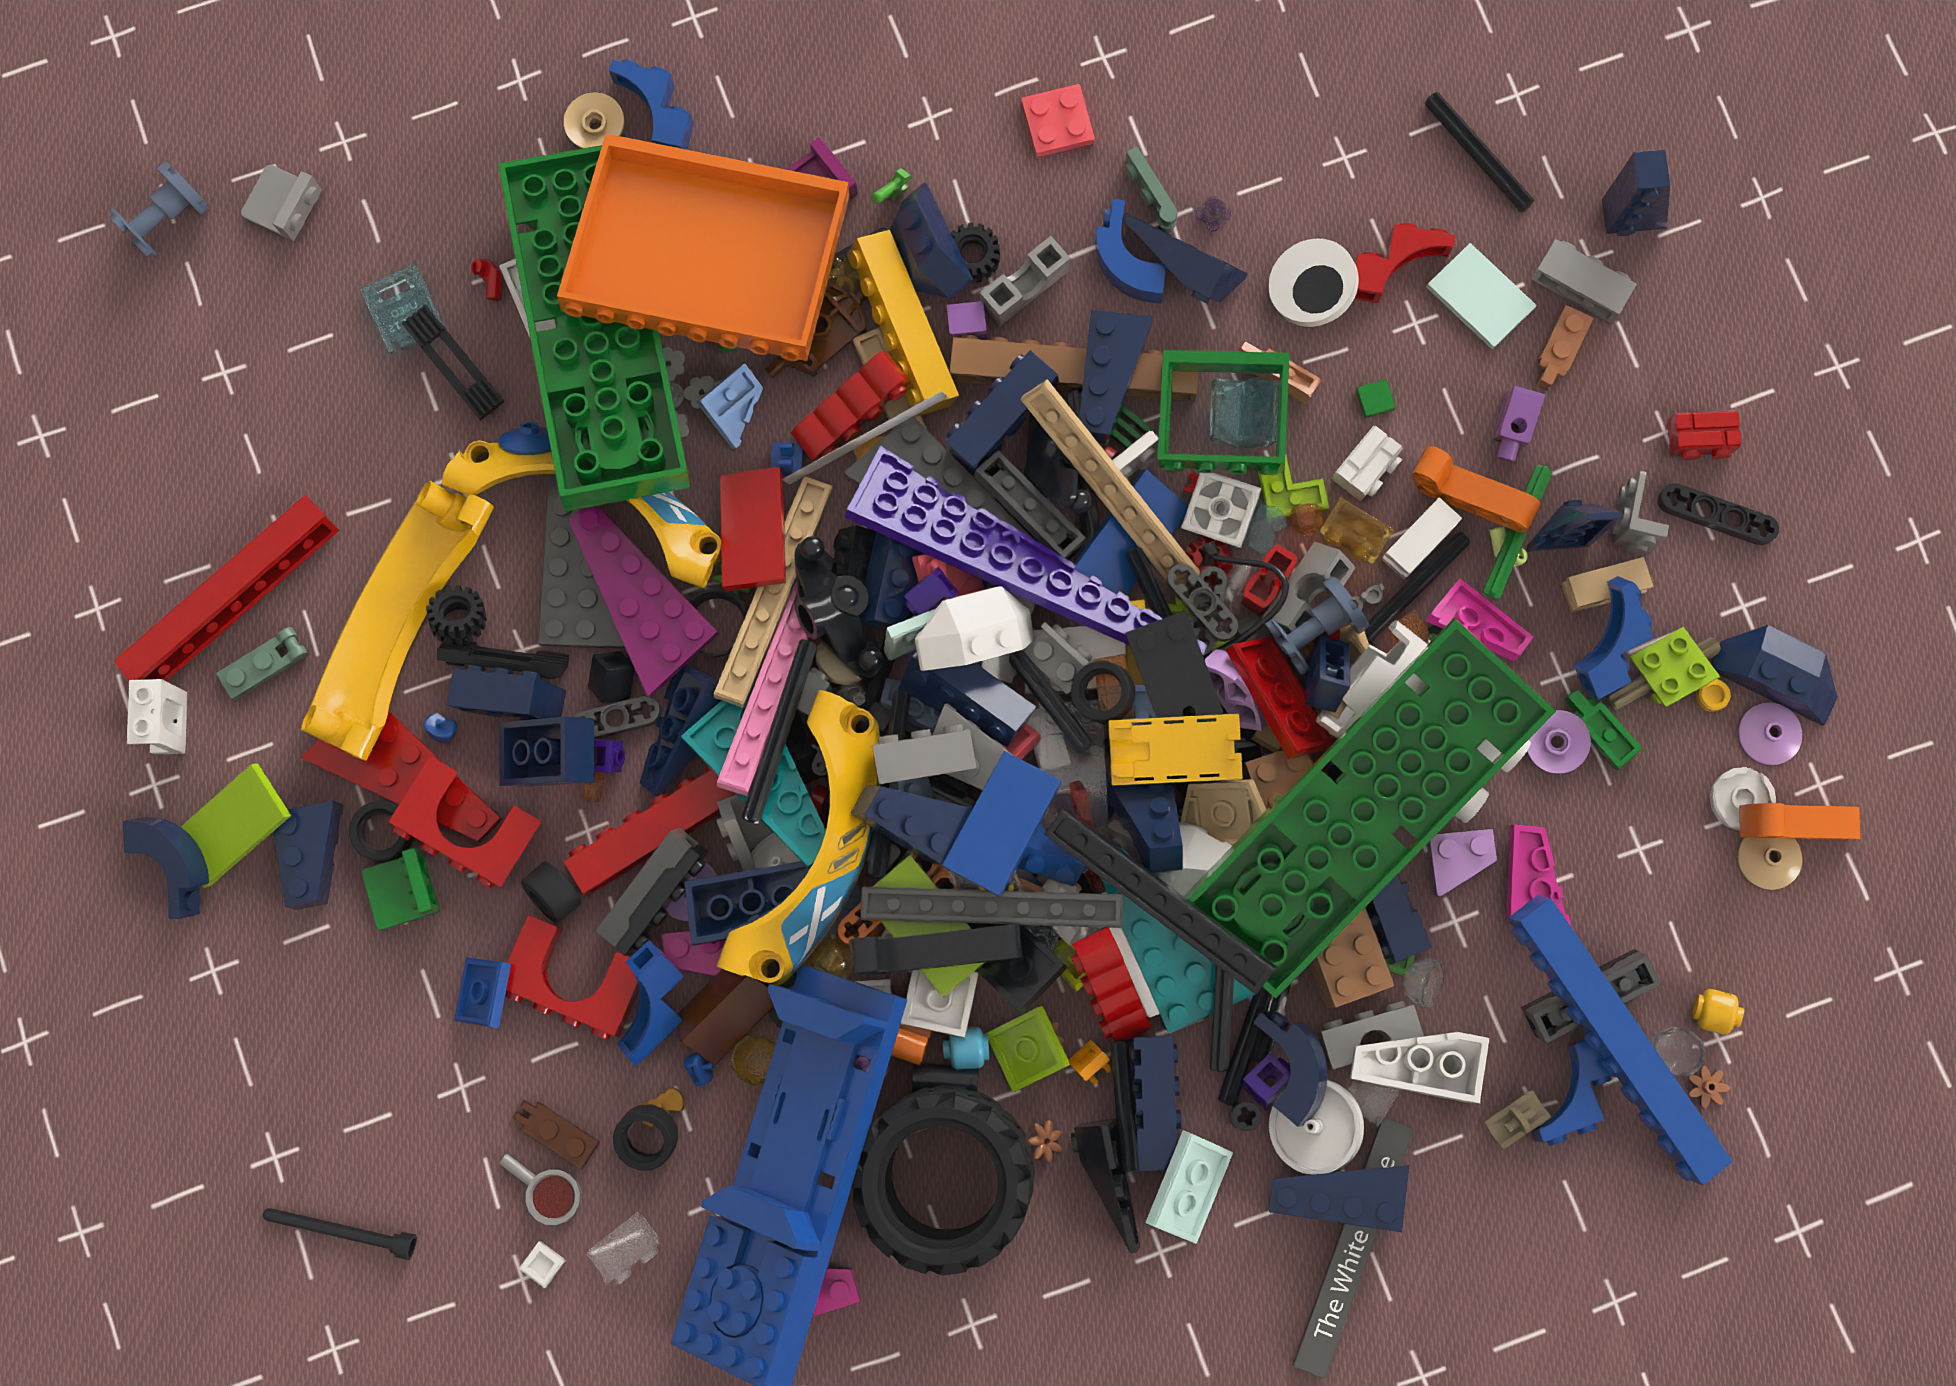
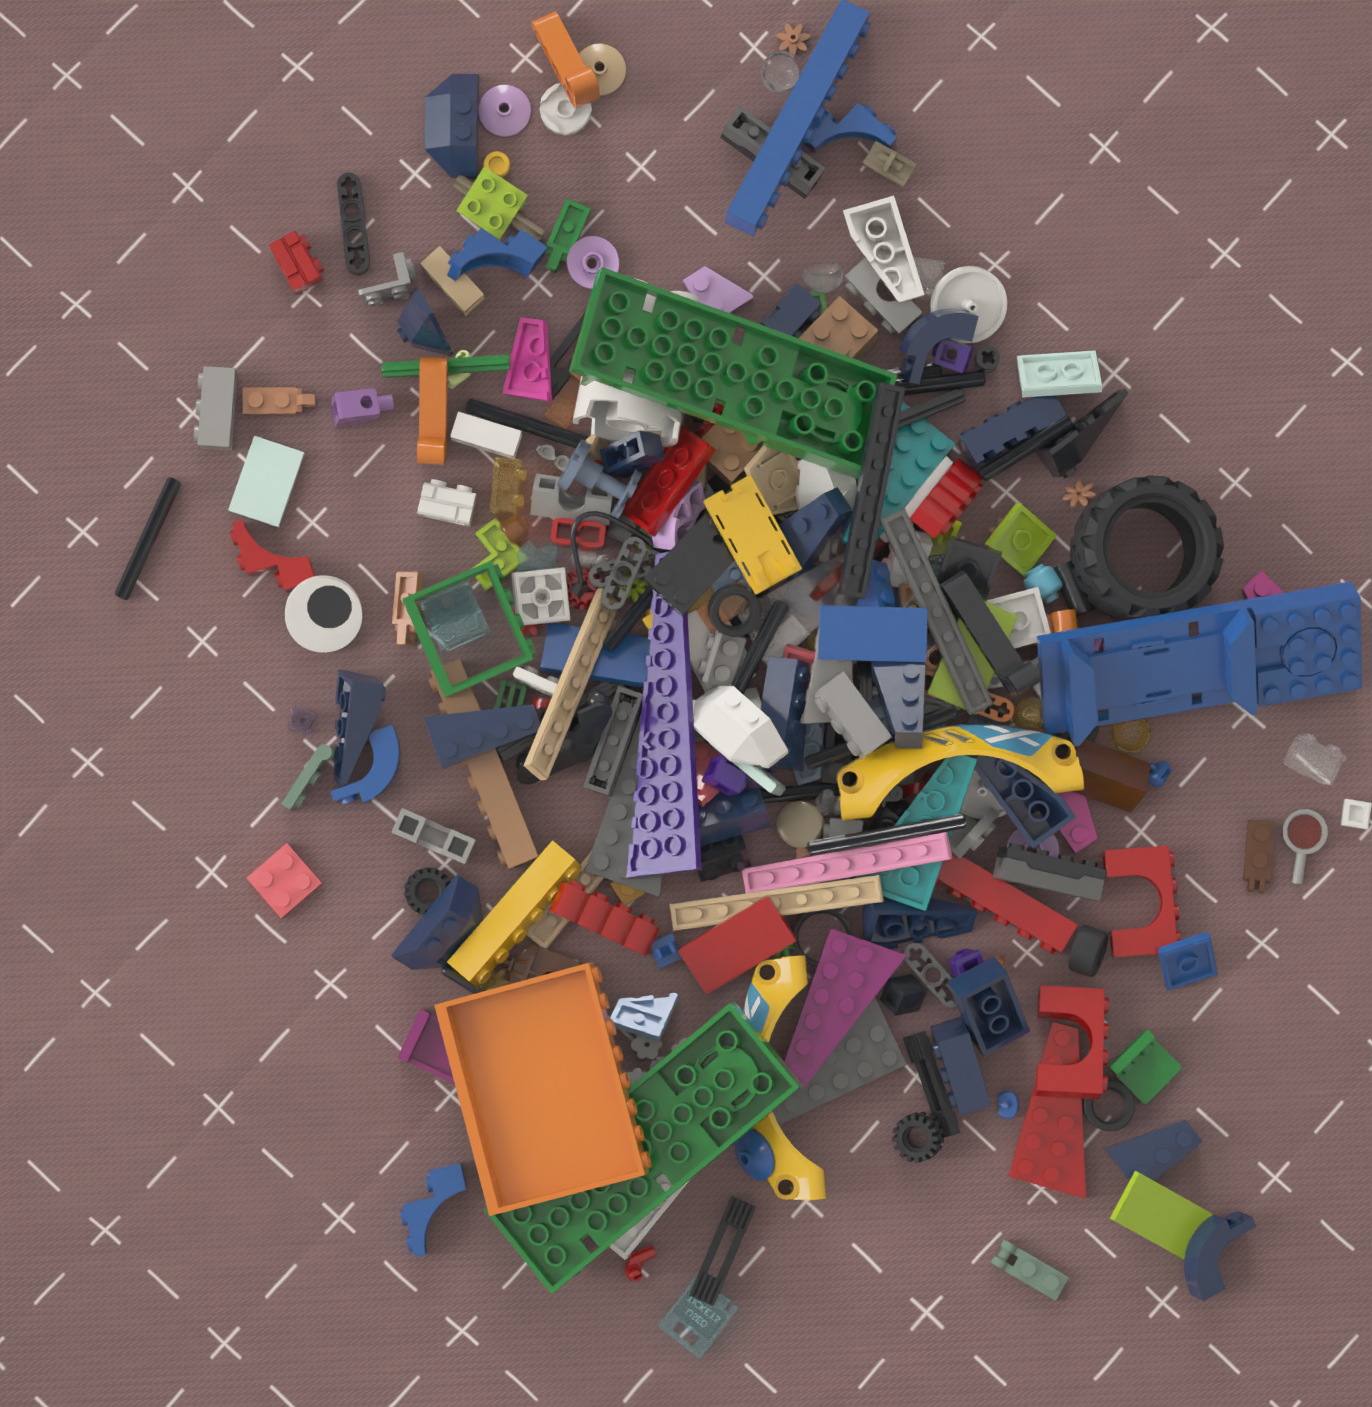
camera: 120 degrees left, 5 degrees up
(152, 716) = (1121, 1318): white panel -> none
(228, 593) = (993, 1324): red brick -> none
(369, 654) = (981, 1189): yellow panel -> none
(592, 109) = (460, 1257): tan dish -> none
(635, 1158) = (1246, 784): black tyre -> none
(654, 1016) = (1137, 825): blue arch -> none
(670, 1101) = (1199, 787): pearl gold piece -> none
(831, 609) = (770, 849): black piece -> none
(865, 437) = (622, 894): white sticker -> none
(894, 188) = (410, 980): bright green bar -> none
(967, 319) = (487, 866): medium lavender panel -> none
(998, 414) = (552, 797): dark blue wedge -> none
(1088, 1061) = (1005, 491): light orange tile -> none
(1347, 1263) = (1039, 238): dark grey tile -> none
(1355, 1197) = (1009, 259): dark blue wedge -> none
(1375, 398) = (390, 523): green tile -> none
(1530, 869) = (703, 234): dark pink wing -> none
(1638, 195) = (138, 396): dark blue wedge -> none
(1717, 1011) = (736, 57): yellow head -> none

